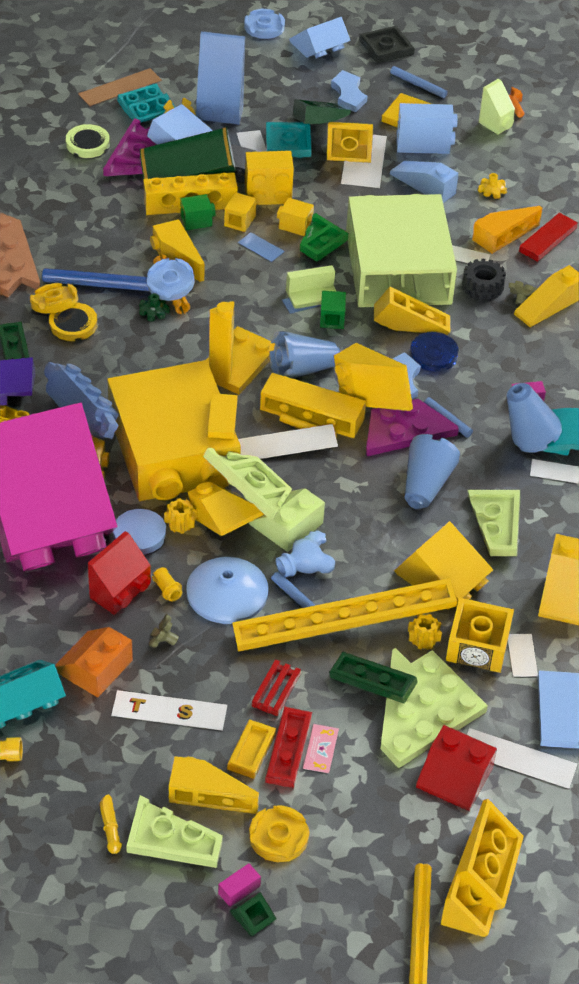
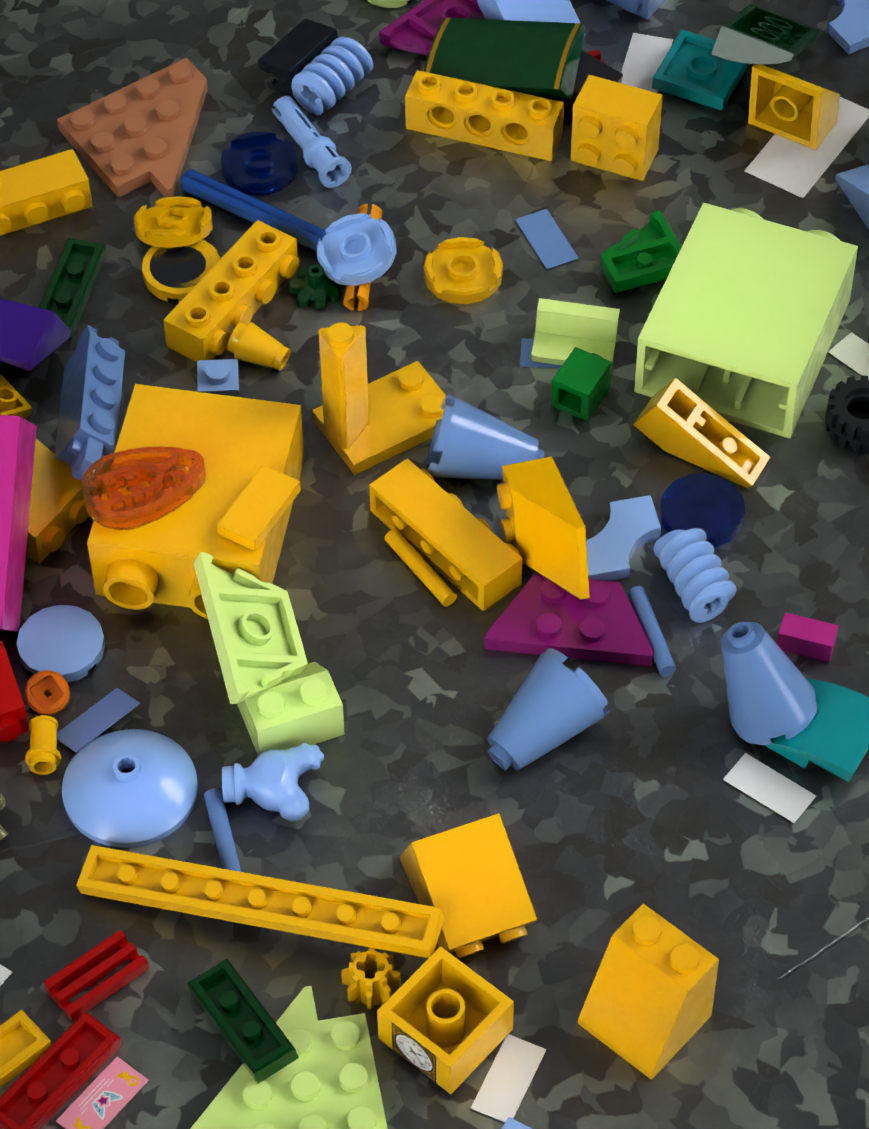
camera: 30 degrees right, 5 degrees up
(68, 194) = (295, 52): none -> black hinge
(78, 254) = (259, 163): none -> clear blue tile
(92, 197) = (331, 75): none -> light blue piece
(109, 238) = (318, 151): none -> light blue pin
(113, 323) = (231, 292): none -> yellow brick
(131, 366) = (218, 377): none -> light blue plate
(145, 346) = (256, 346): none -> yellow cone
(155, 556) = (47, 693): none -> orange tile
(161, 429) = (144, 505): none -> clear orange piece
(174, 242) = (406, 198): yellow slope -> none
(180, 516) = (130, 642): yellow gear -> none
(186, 562) = (96, 719): none -> medium blue sticker
(196, 212) = (476, 149): green brick -> none
(221, 508) = (185, 652): yellow slope -> none
(235, 275) = (457, 280): none -> yellow tile
(240, 212) = (543, 170): yellow brick -> none
(289, 442) = (369, 581): white sticker -> none
(295, 216) = (624, 204): yellow brick -> none
(454, 381) = (695, 573): none -> light blue piece
(498, 519) = (615, 835): yellowish green wing -> none

